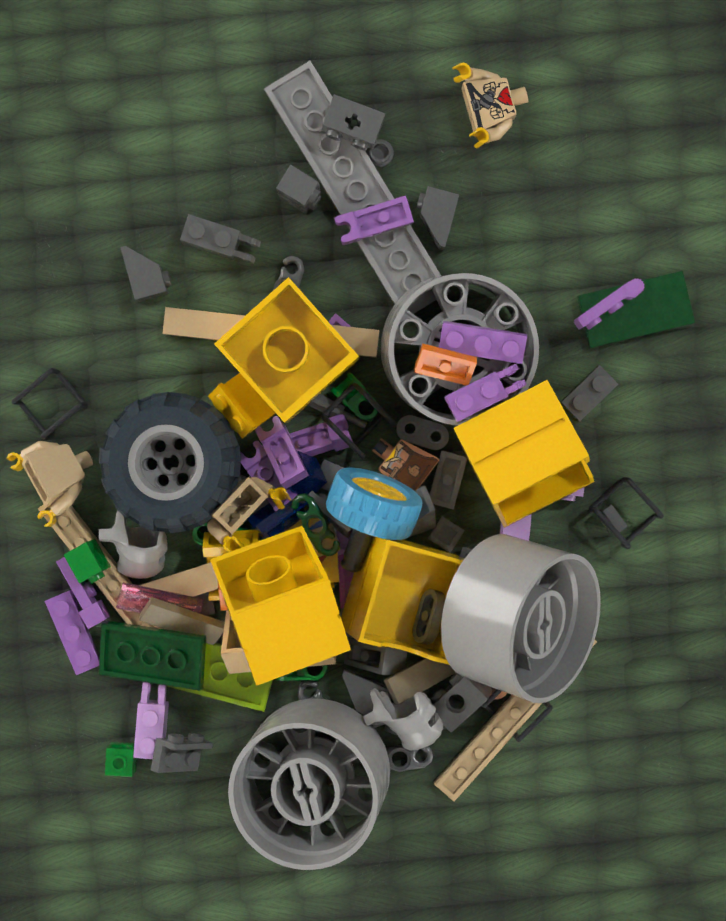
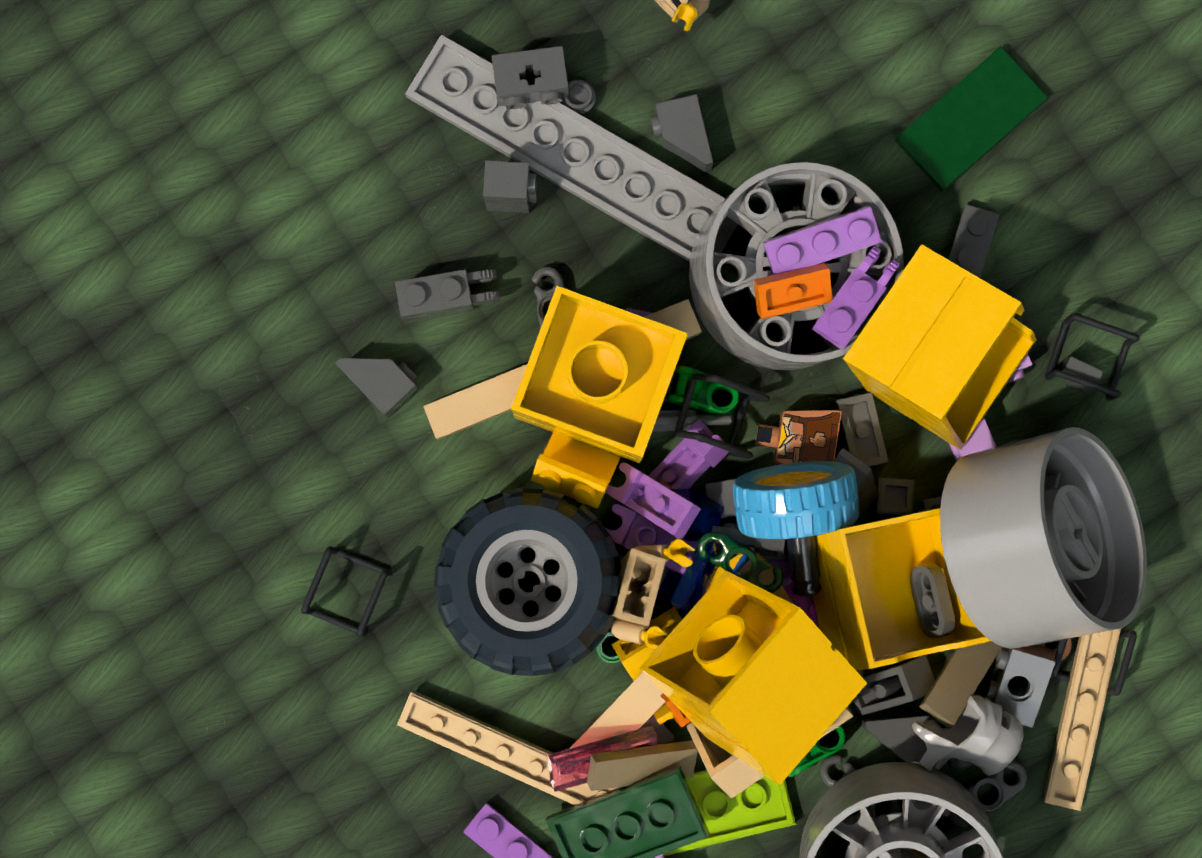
camera: 25 degrees left, 5 degrees down
(54, 473) = (396, 671): tan torso -> none
(87, 562) = (491, 754): green brick -> none
(93, 610) = (528, 812): medium lavender plate -> none
(136, 548) = (541, 707): light grey piece -> none
(375, 219) = (615, 174): medium lavender plate -> none
(422, 432) = (803, 392): dark grey plate -> none
(610, 303) = (940, 125): medium lavender hinge -> none

